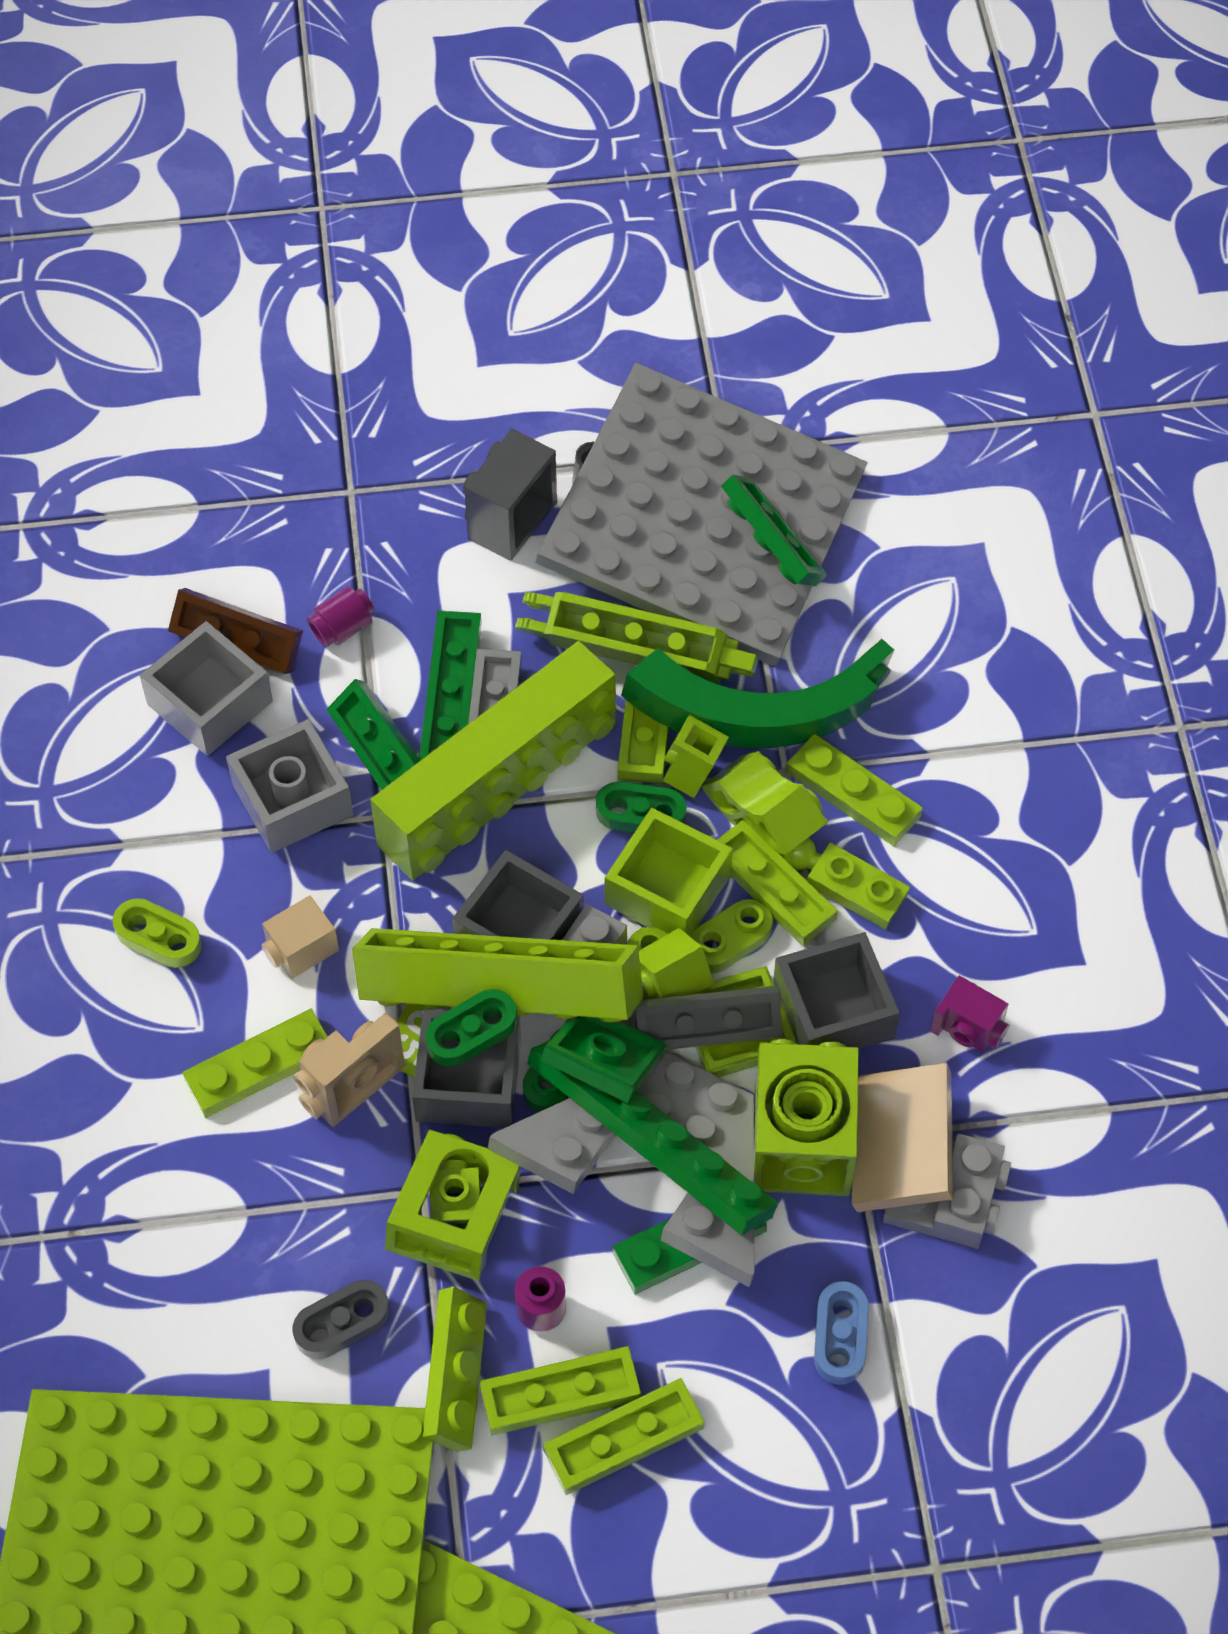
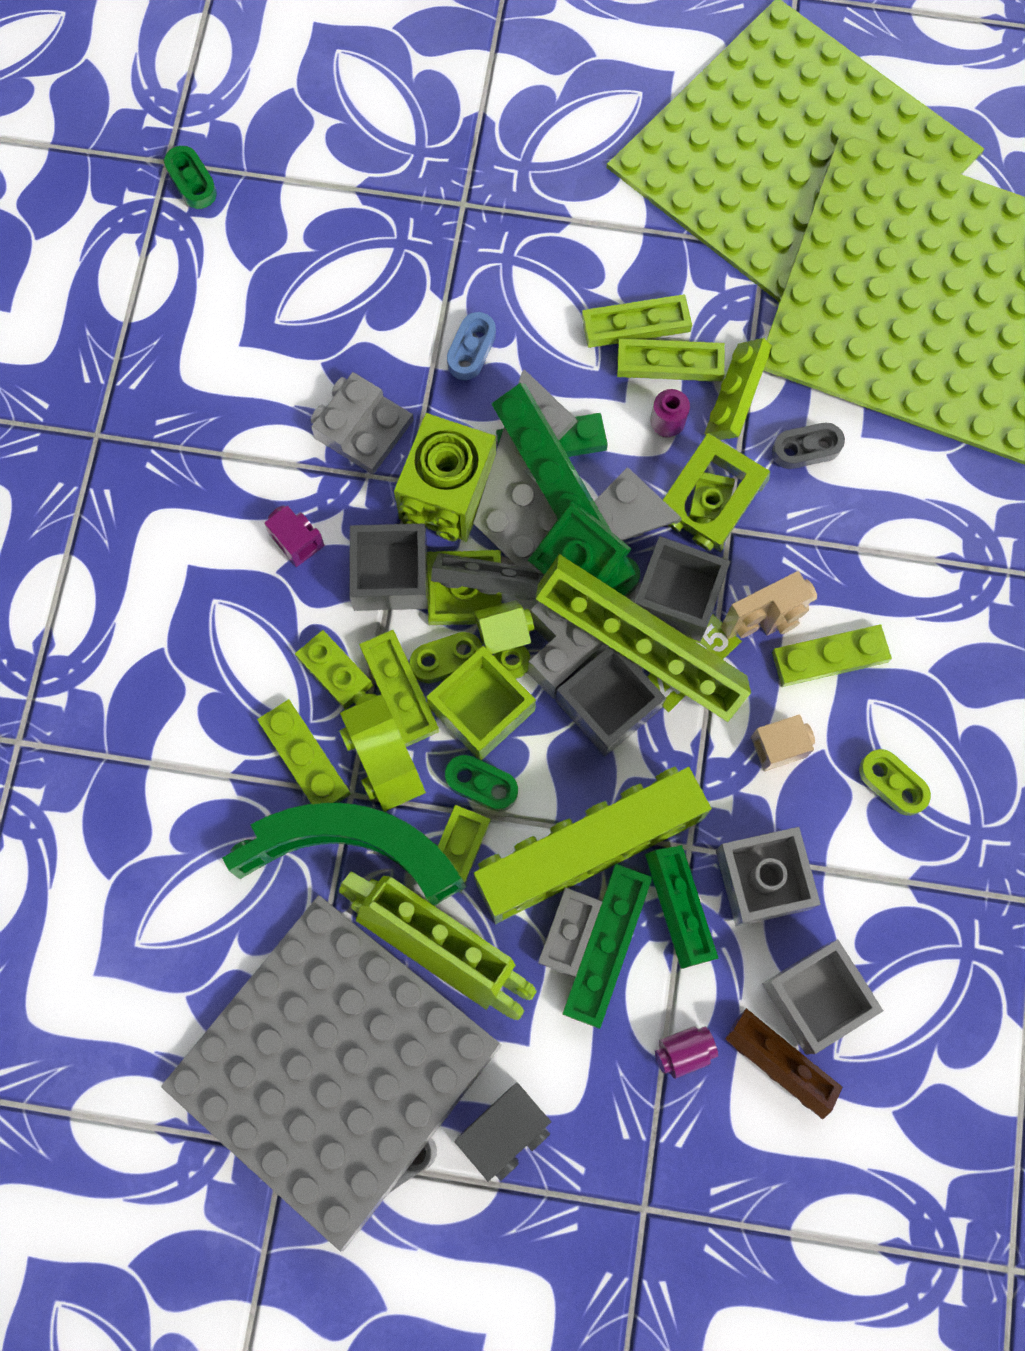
camera: 165 degrees left, 15 degrees up
(468, 1027) = (674, 591): green plate -> none
(693, 755) = (431, 810): lime brick -> none
(773, 531) = (280, 1007): green plate -> none
(903, 1138) = (375, 454): tan tile -> none

